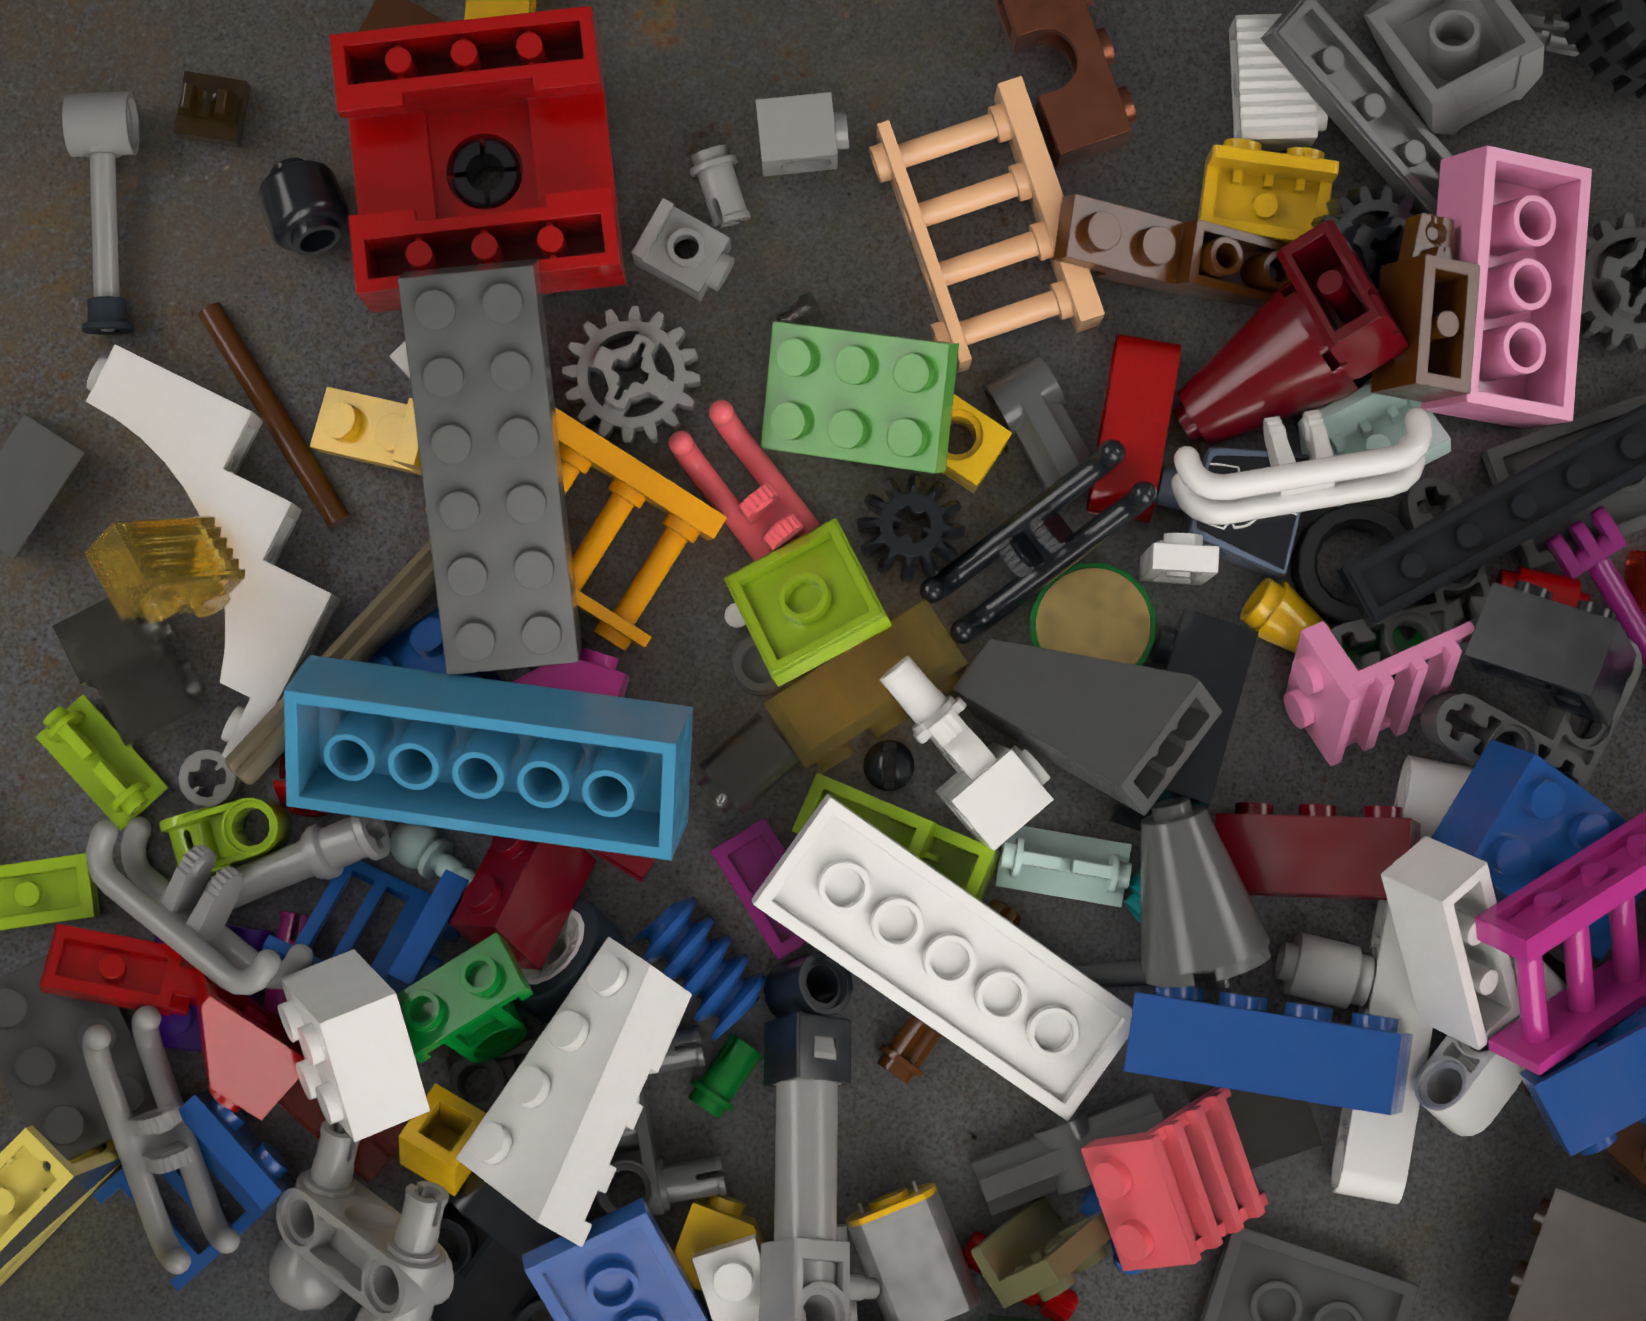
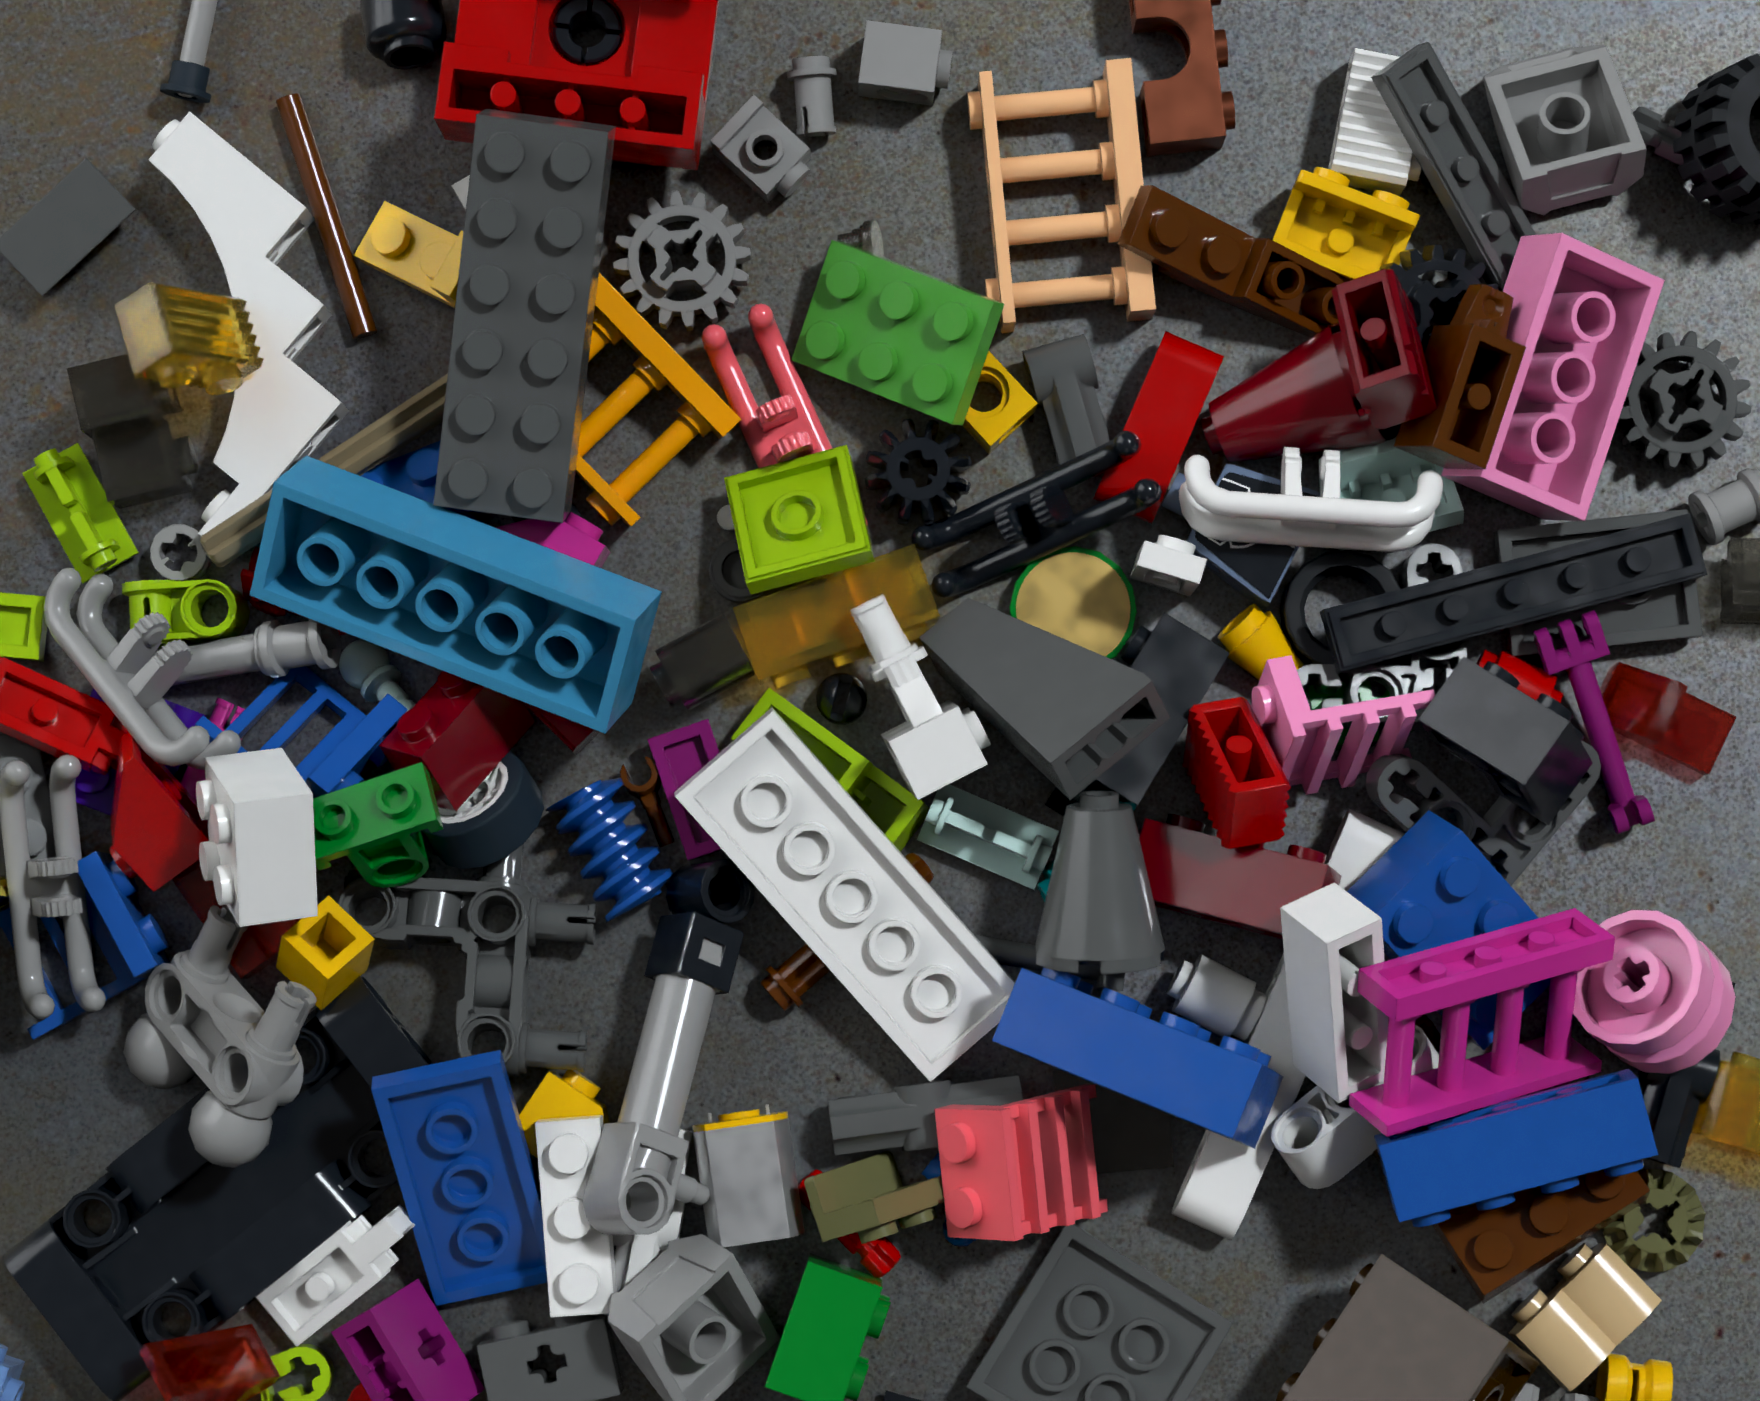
camera: 15 degrees right, 0 degrees up
(577, 1091) = (465, 932): white wedge -> none
(725, 1076) = (610, 960): green pin -> none
(727, 911) = (650, 802): none -> reddish brown hand
(1297, 749) = (1236, 773): none -> red brick

